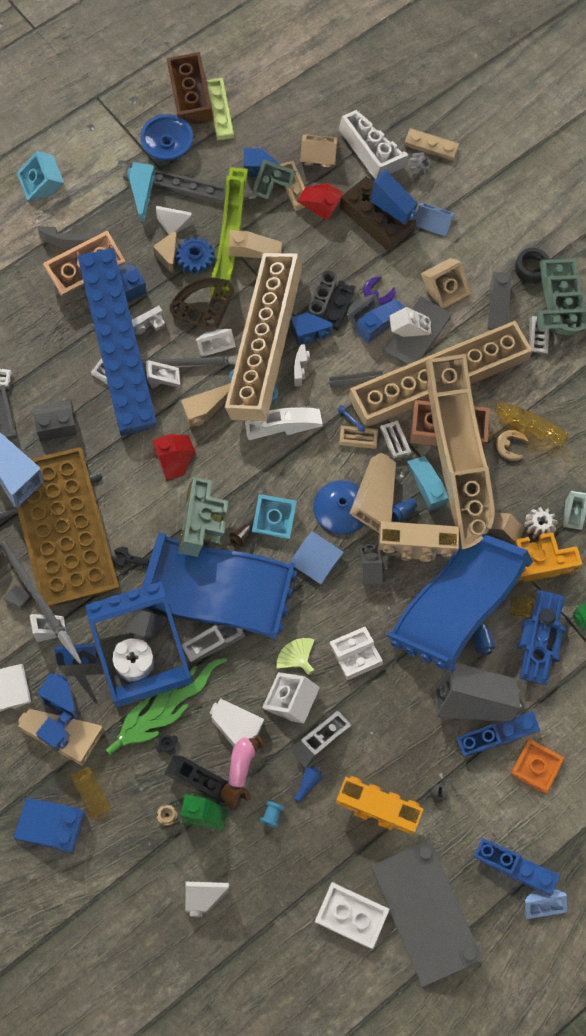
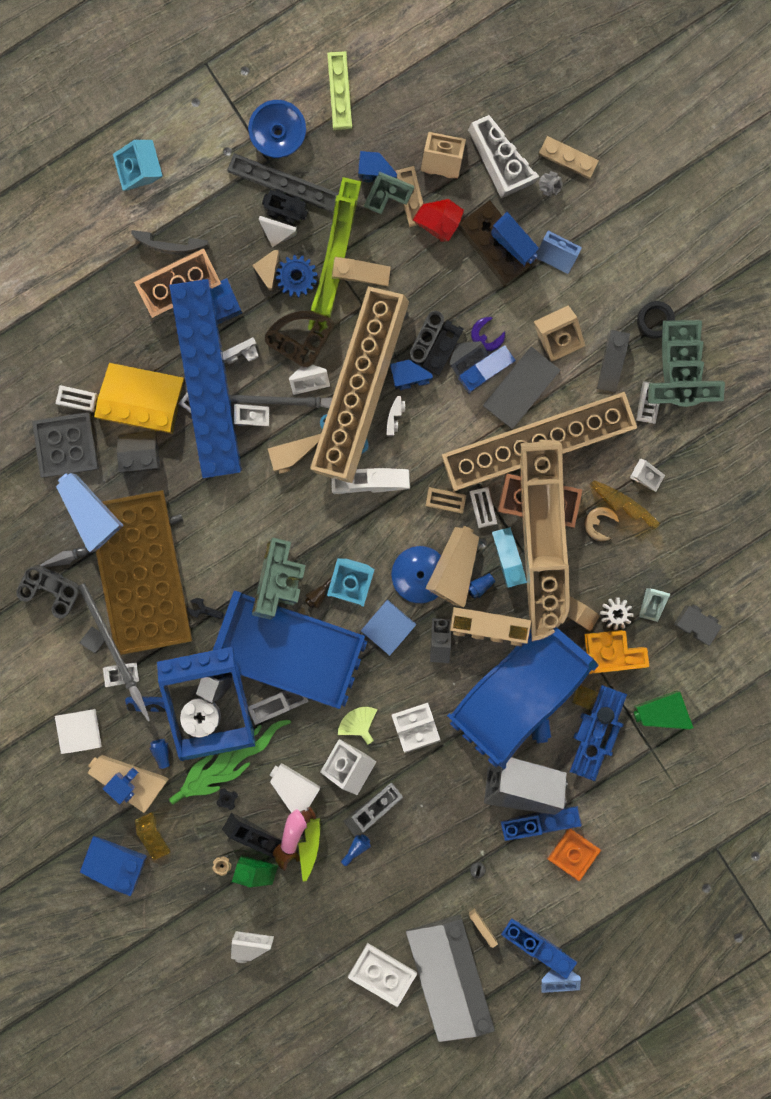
camera: 10 degrees right, 20 degrees up
(52, 372) = (139, 398): none -> yellow slope
(58, 695) = (128, 748): blue slope -> none
(93, 701) = (160, 751): none -> blue cone
(141, 181) = (245, 185): medium azure slope -> none
(173, 454) = (257, 504): red slope -> none
(179, 198) = (290, 208): none -> black brick
(190, 88) = (307, 66): reddish brown slope -> none
(259, 783) = (309, 847): none -> lime slope
(272, 814) = (319, 876): dark azure bush -> none
(341, 409) = (432, 468): blue hinge -> none
(352, 379) = (451, 435): dark grey axle -> none
(386, 808) = (418, 884): light orange piece -> none
(410, 323) = (514, 381): white slope -> none
(453, 851) = (482, 927): none -> tan tile
(548, 395) = (647, 475): none -> white slope

